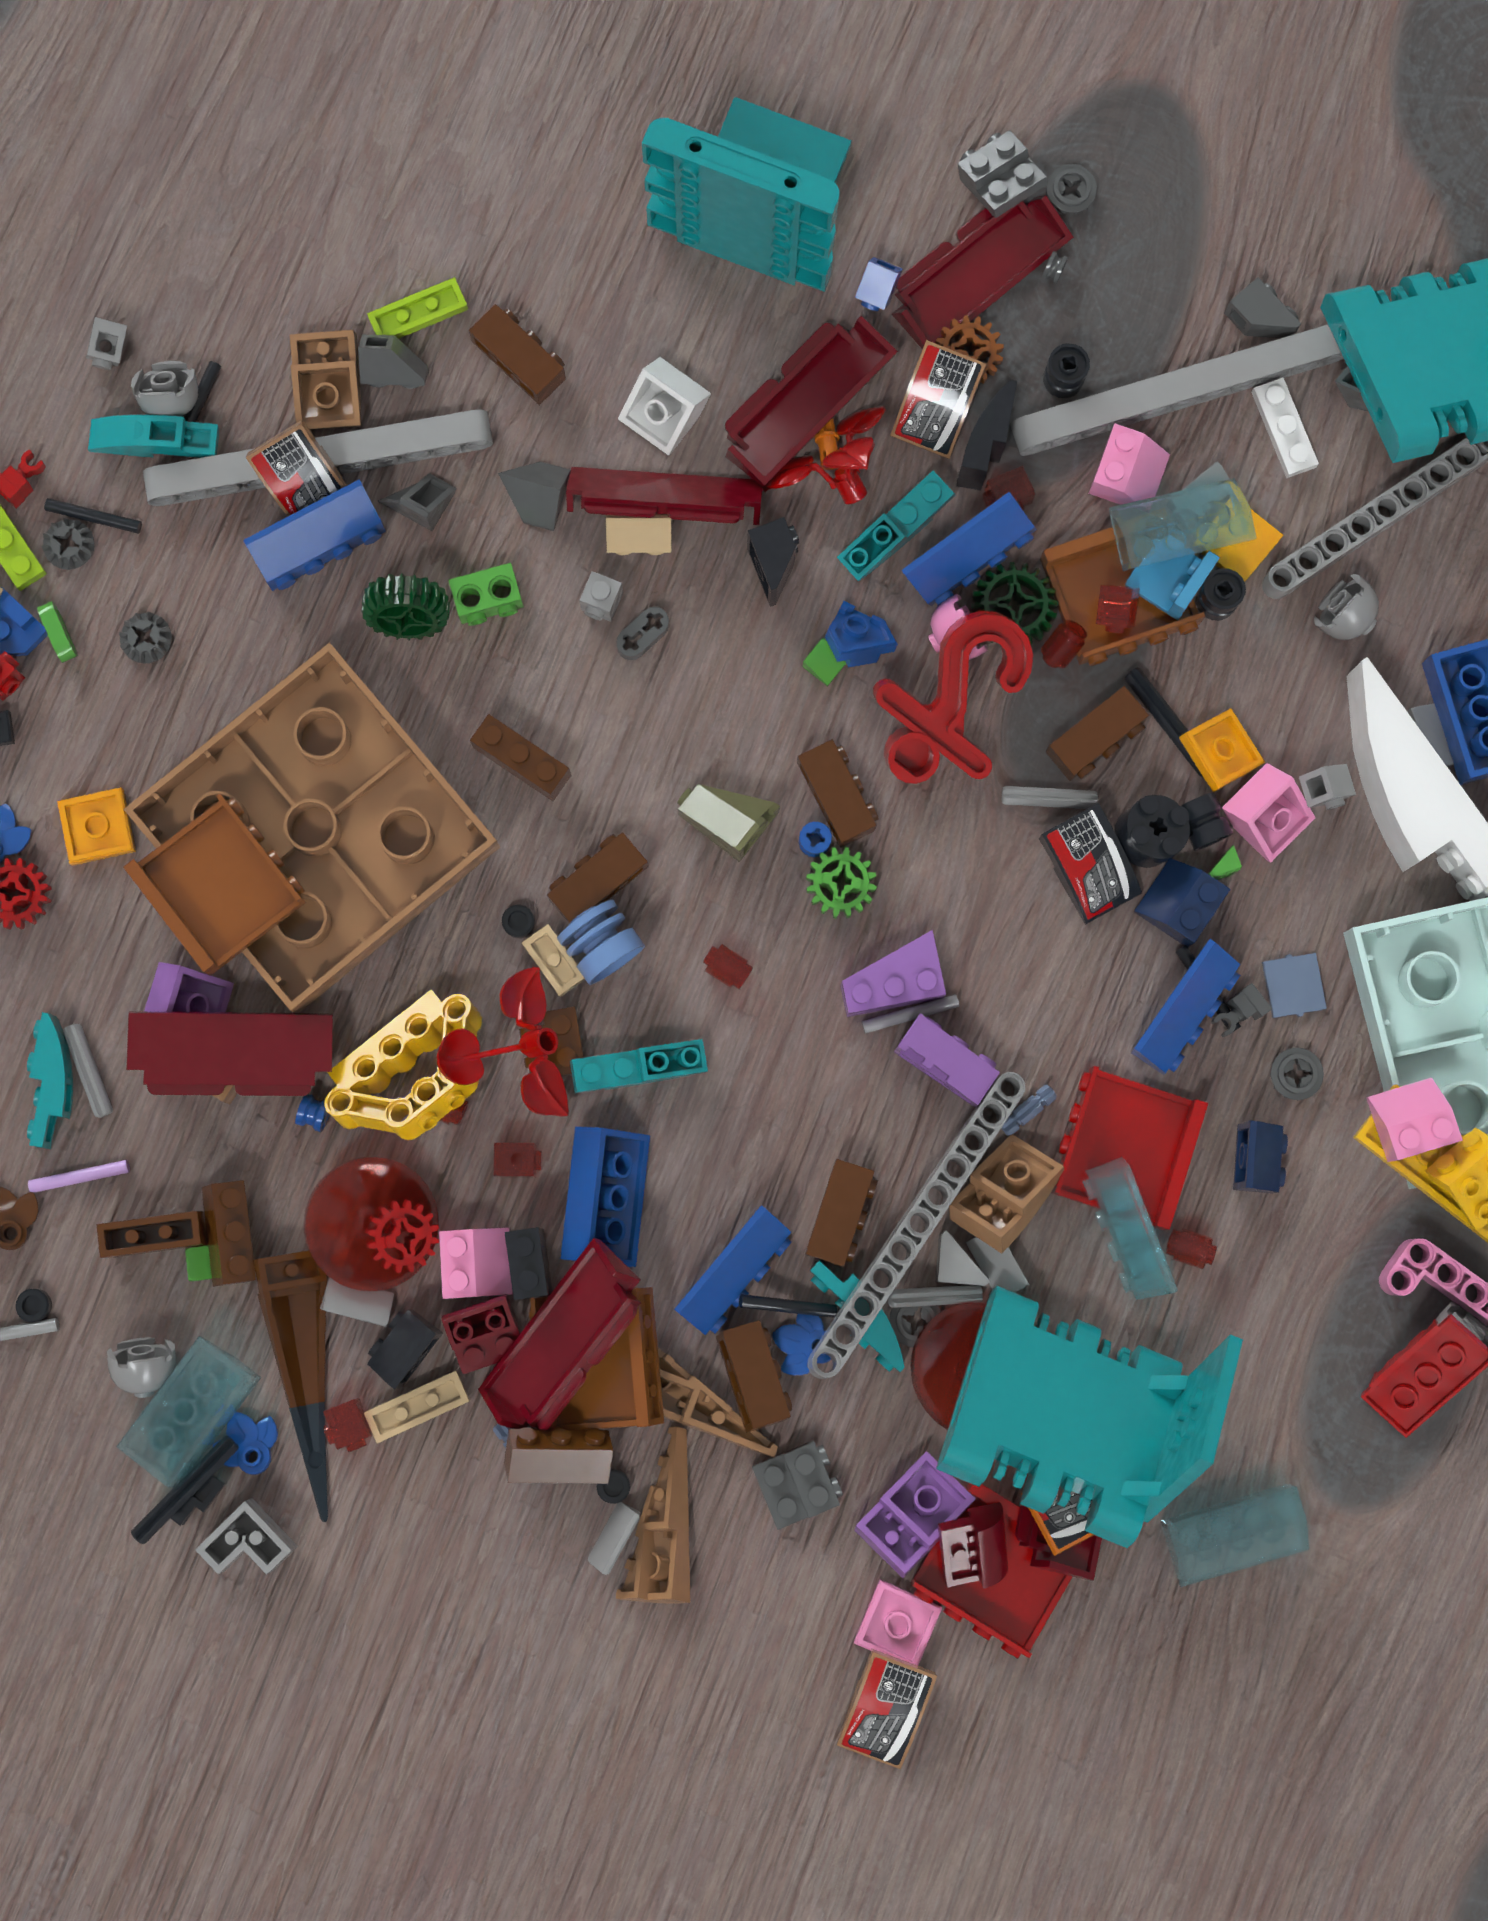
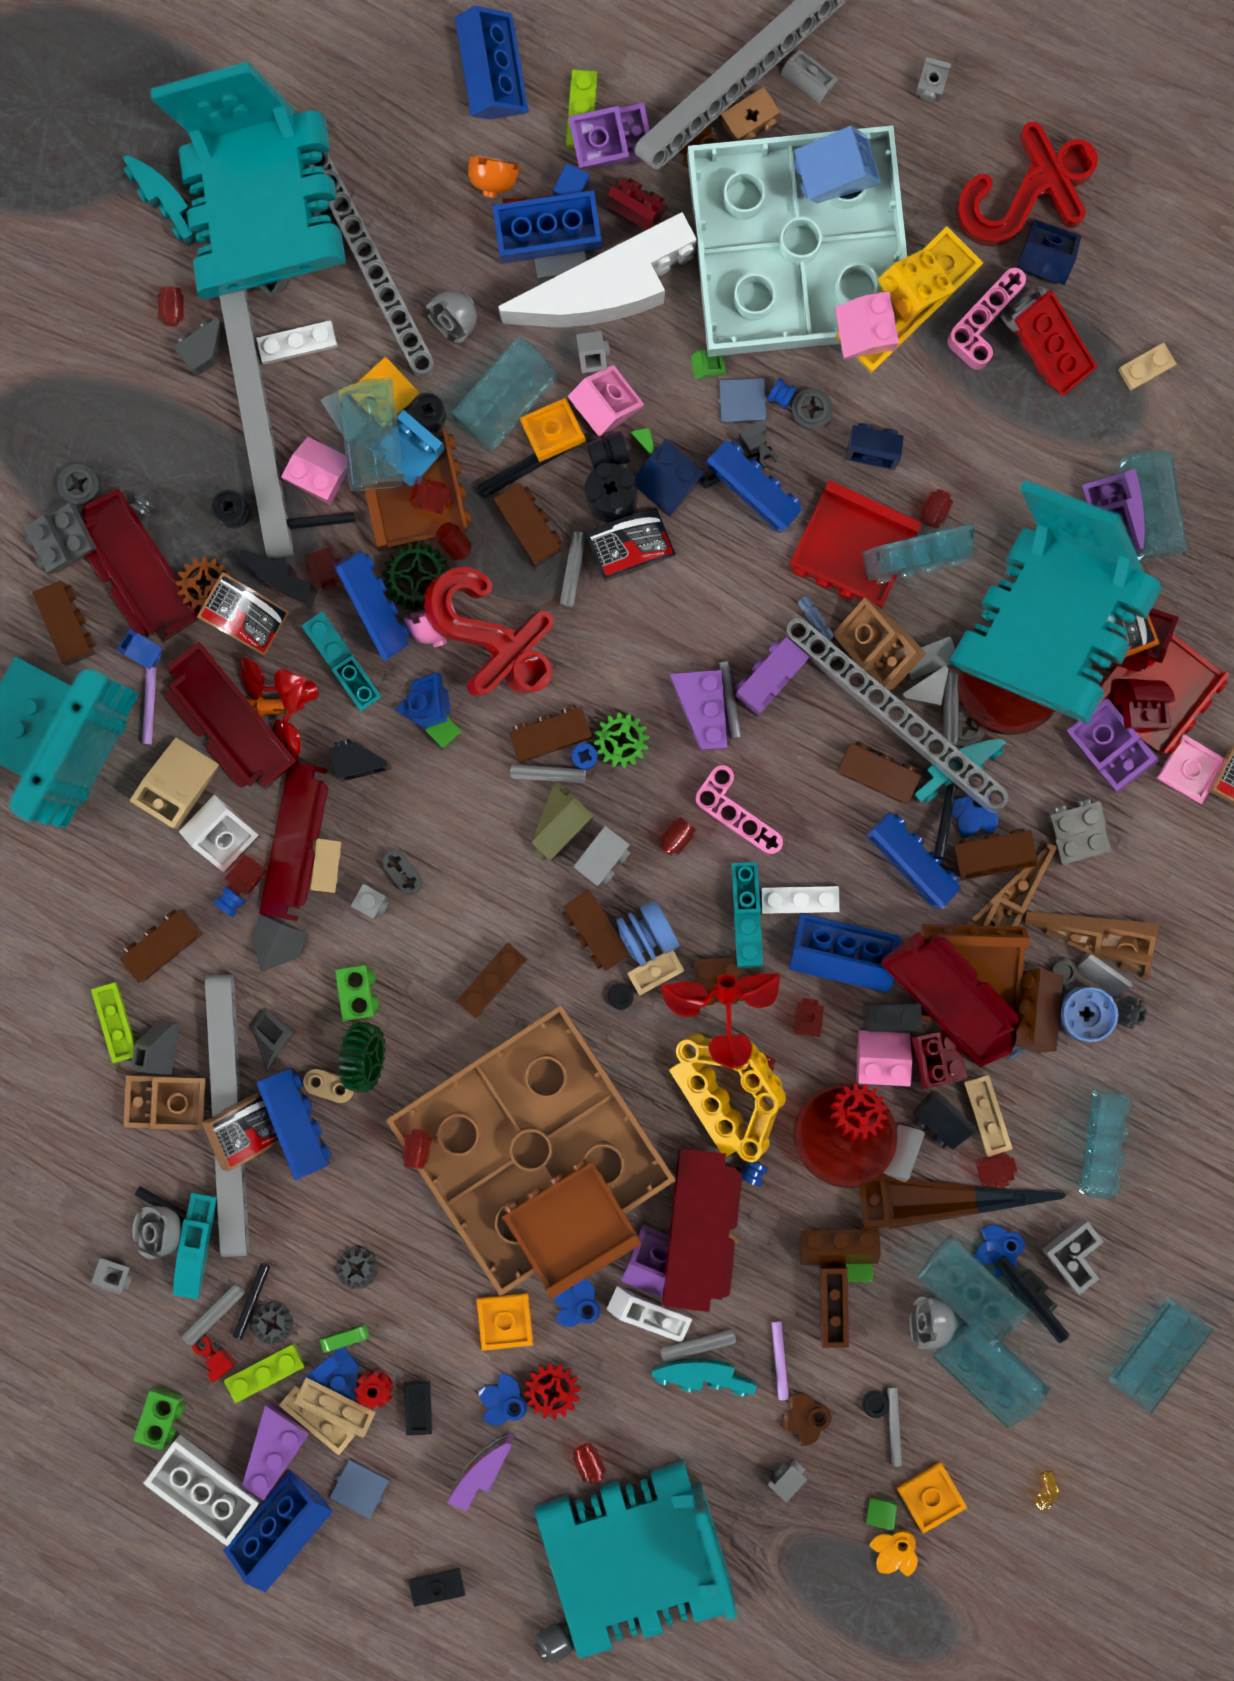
camera: 80 degrees left, 5 degrees up
(72, 472) = (213, 1314): none -> light grey axle
(82, 1453) = (992, 1375): none -> clear light blue slope
(122, 992) = (648, 1314): none -> white slope
(128, 1670) = (1160, 1355): none -> clear light blue slope
(129, 907) = (572, 1303): none -> blue plate
(296, 682) = (416, 1149): none -> clear red brick
(365, 573) = (328, 1086): none -> tan plate
(394, 1564) = (1104, 1144): none -> clear light blue slope
(547, 1534) = (1102, 1015): none -> medium blue wheel
(570, 1578) = (1131, 1012): none -> dark grey gear
(581, 428) = (229, 901): none -> blue wheel
(616, 443) = (245, 875): none -> clear red brick
(666, 1133) = (800, 899): none -> white plate
(689, 873) = (602, 857): none -> light grey brick
(717, 345) = (175, 783): none -> tan slope
(764, 1044) = (741, 814): none -> bright pink beam
(787, 797) = (547, 773): none -> light grey axle
(811, 305) = (149, 700): none -> lavender bar
(899, 192) = (65, 622): none -> reddish brown brick
(1067, 482) = (321, 520): none -> black bar
(1228, 1487) = (1123, 497): none -> medium lavender slope
(1258, 686) = (504, 394): none -> clear light blue slope
(1306, 270) = (170, 306): none -> clear red brick
(1310, 1032) = (782, 393): none -> blue wheel
(1330, 935) = (706, 366): none -> bright green slope
(1416, 1504) = (1147, 366): none -> tan plate
(1441, 241) = (159, 191): none -> teal slope

